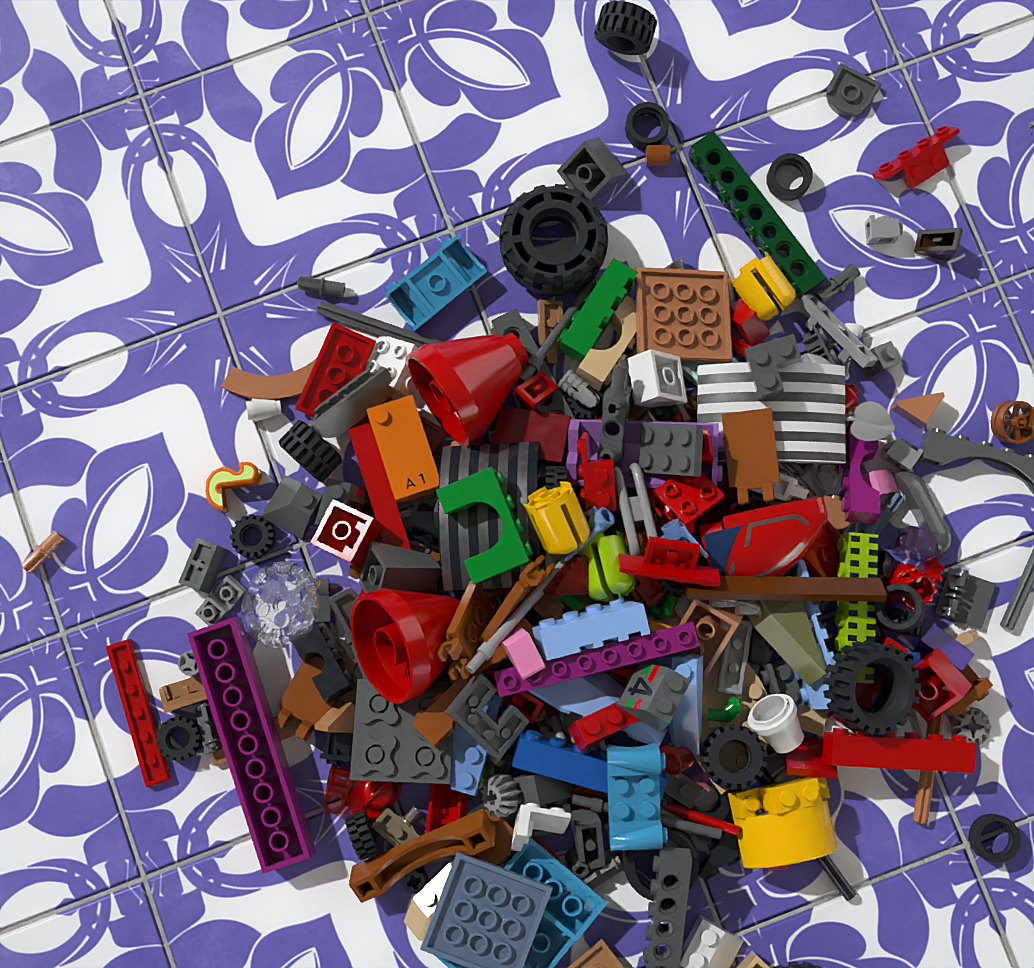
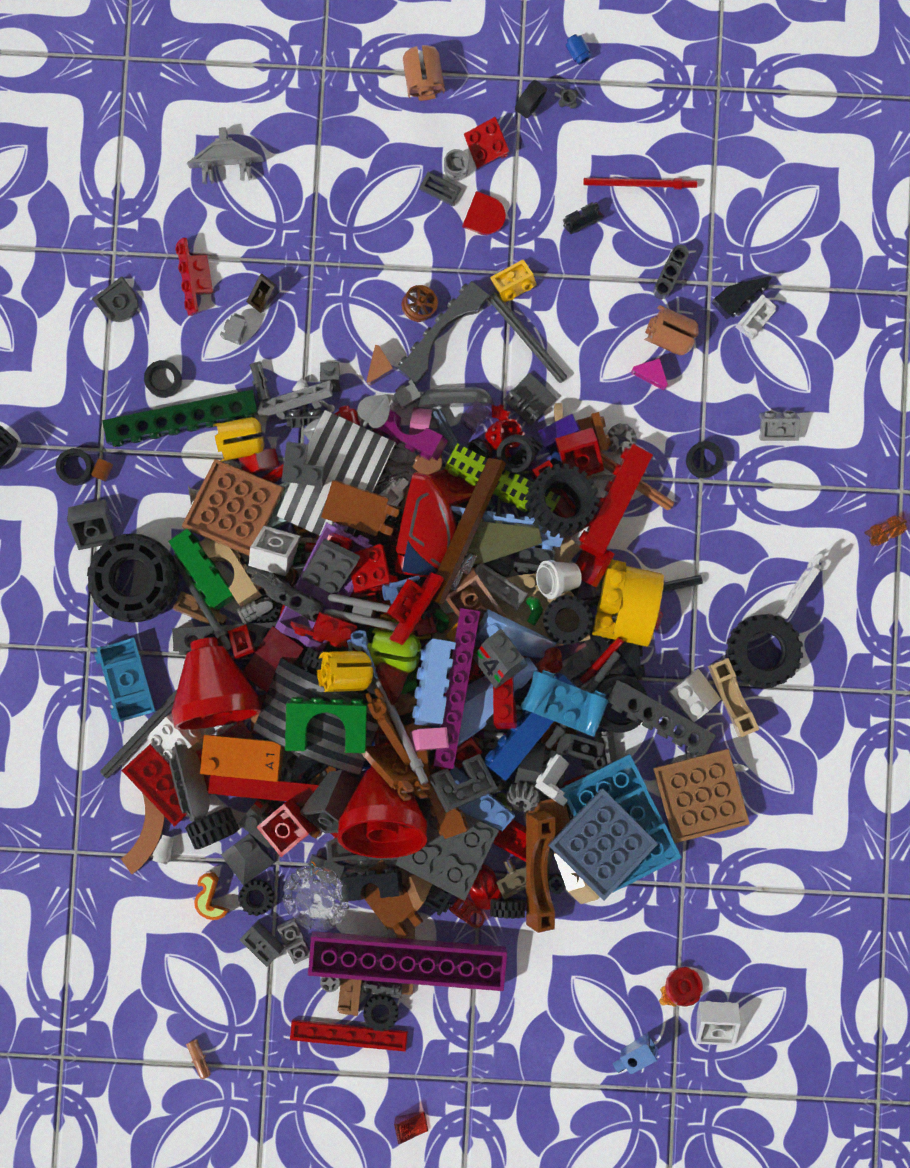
camera: 65 degrees left, 5 degrees up
(60, 831) = (410, 1126): none -> clear red slope
(321, 286) = (88, 766): dark grey axle -> none

